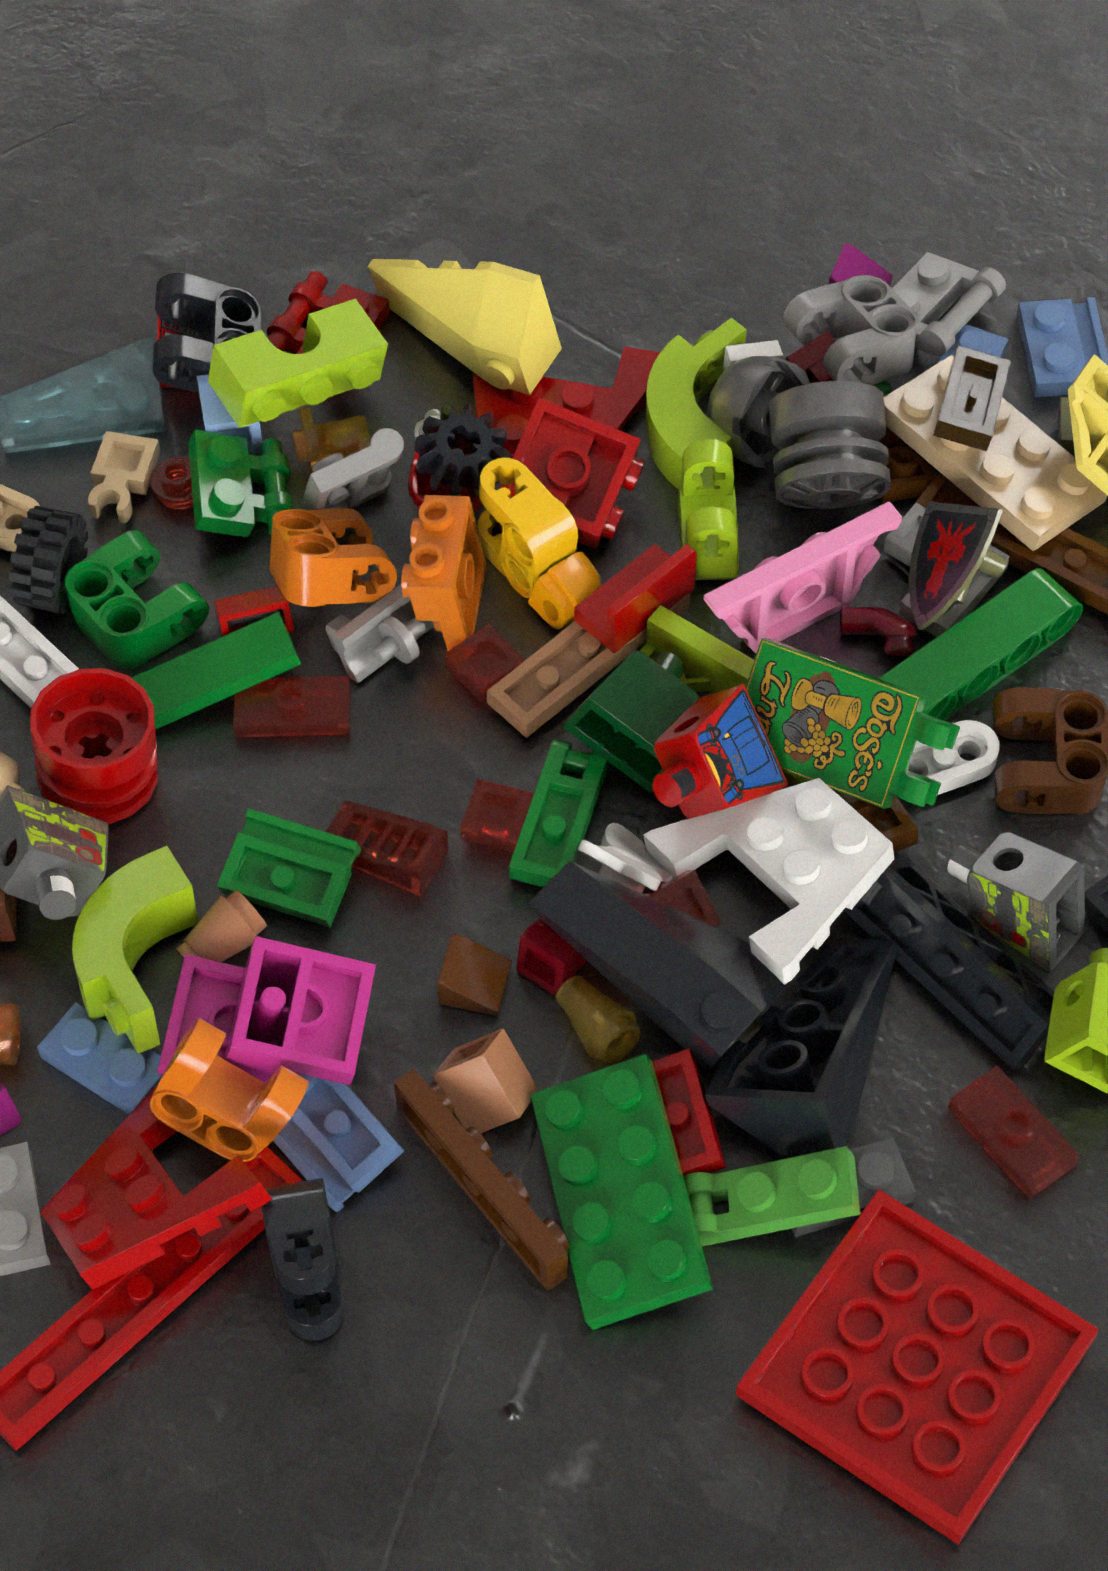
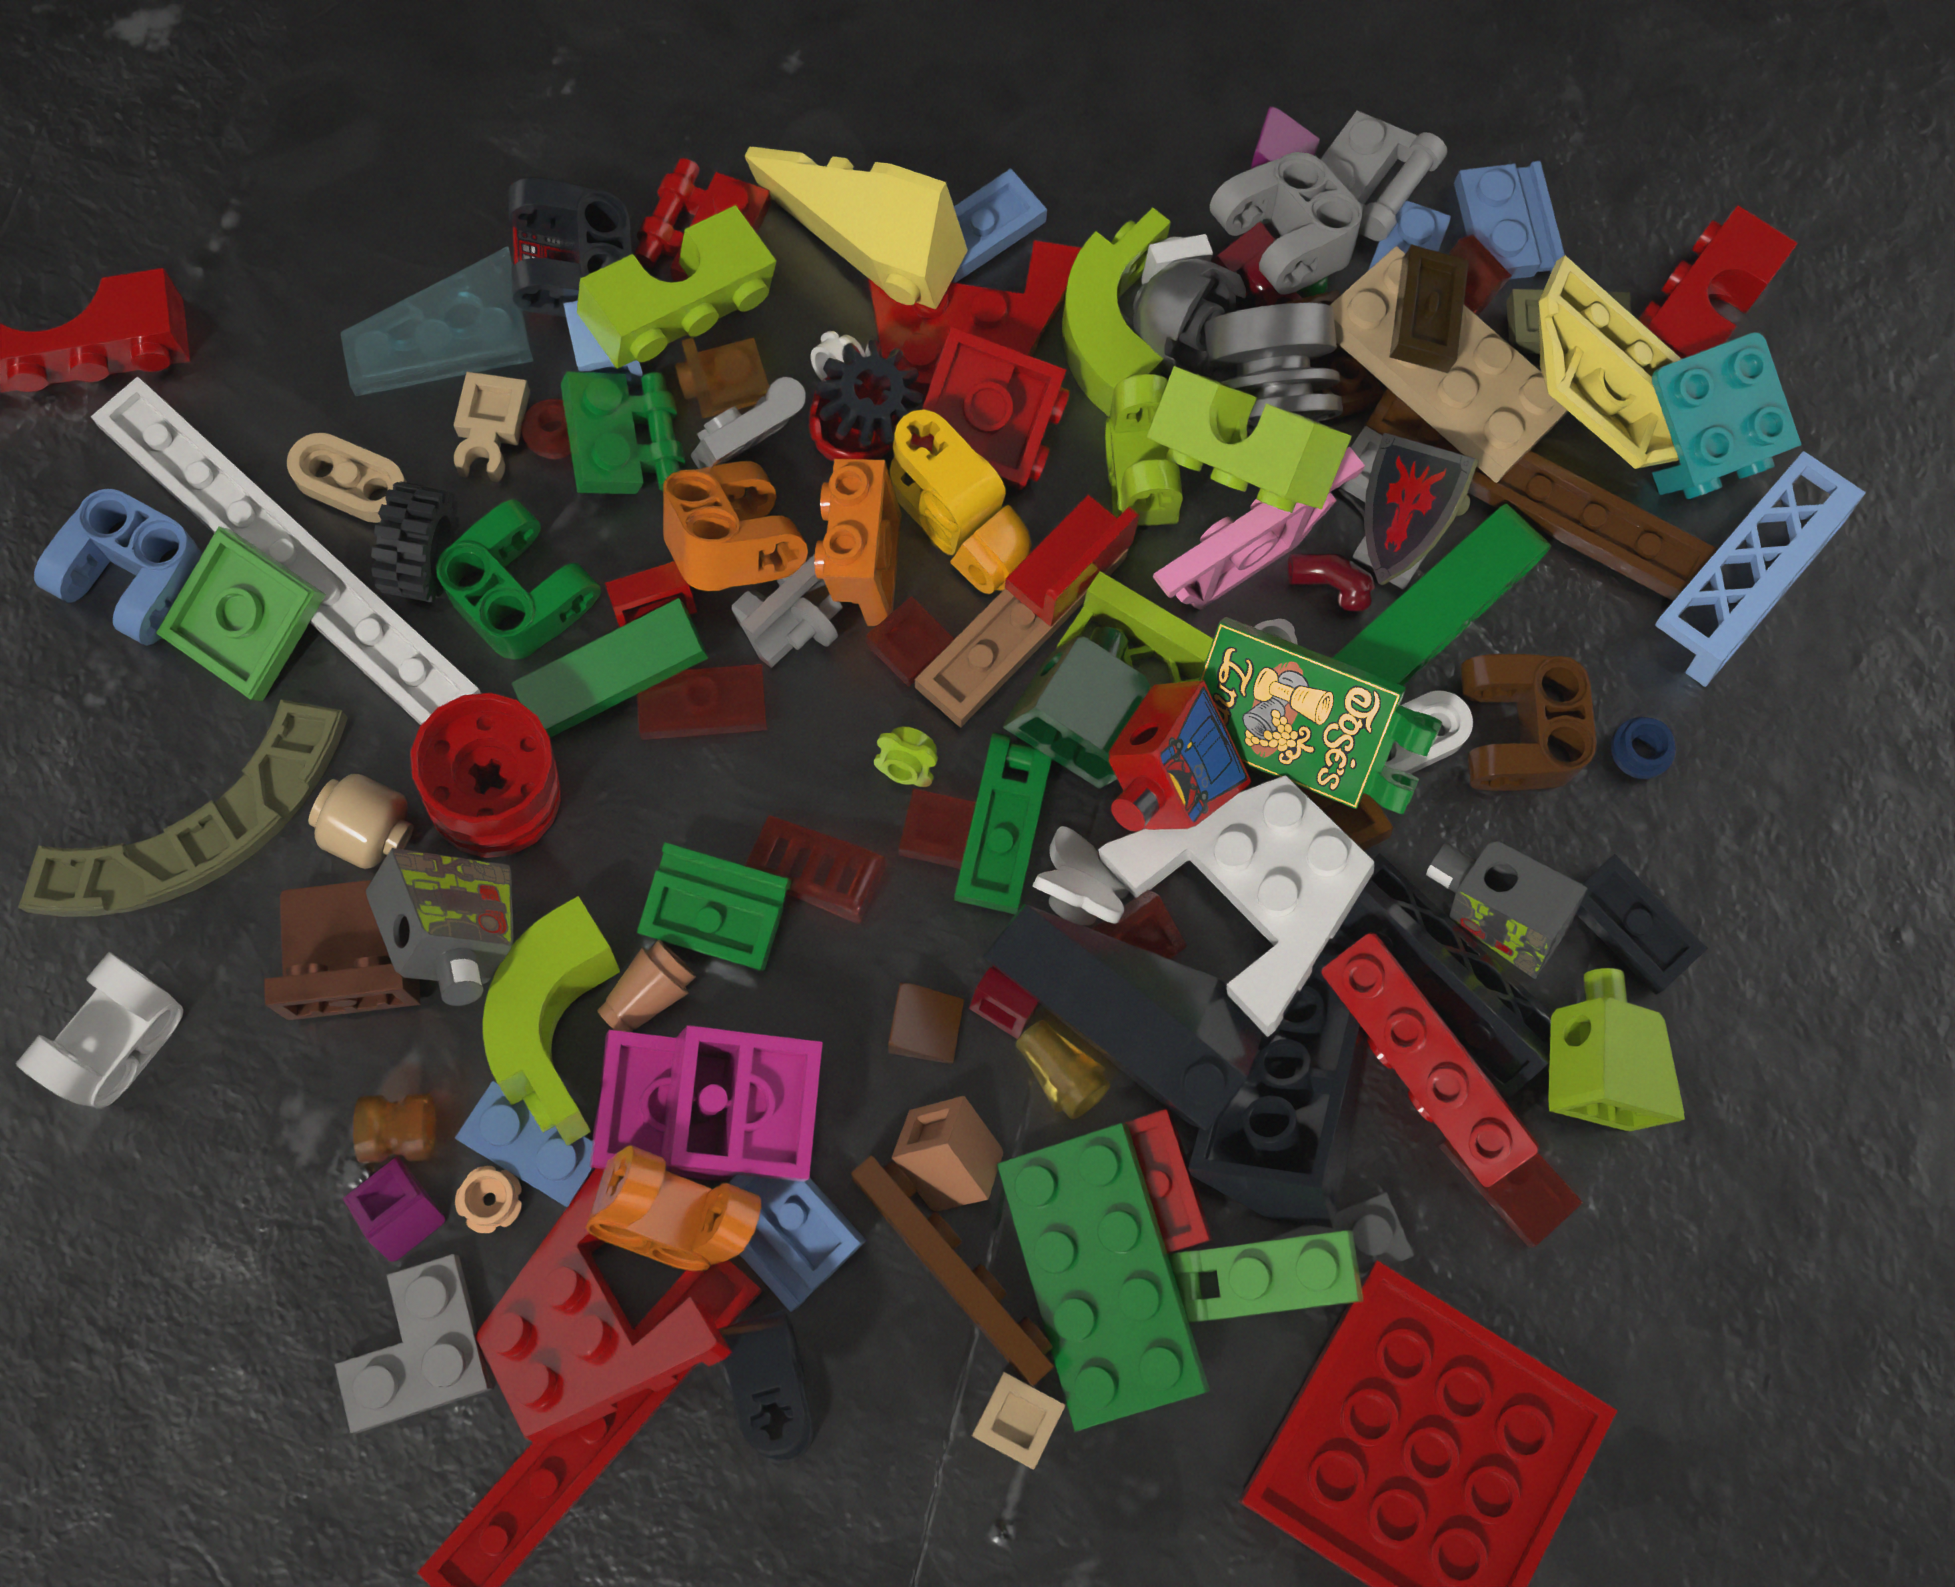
camera: 10 degrees left, 15 degrees up
(55, 1087) = (471, 1194): none -> light nougat plate
(473, 754) = (907, 756): none -> lime plate
(532, 1309) = (1018, 1420): none -> tan plate
(590, 329) = (996, 219): none -> medium blue plate
(813, 492) = (1283, 456): none -> lime arch
(936, 1014) = (1430, 1060): none -> red bracket
(1027, 384) = (1484, 273): none -> clear red plate

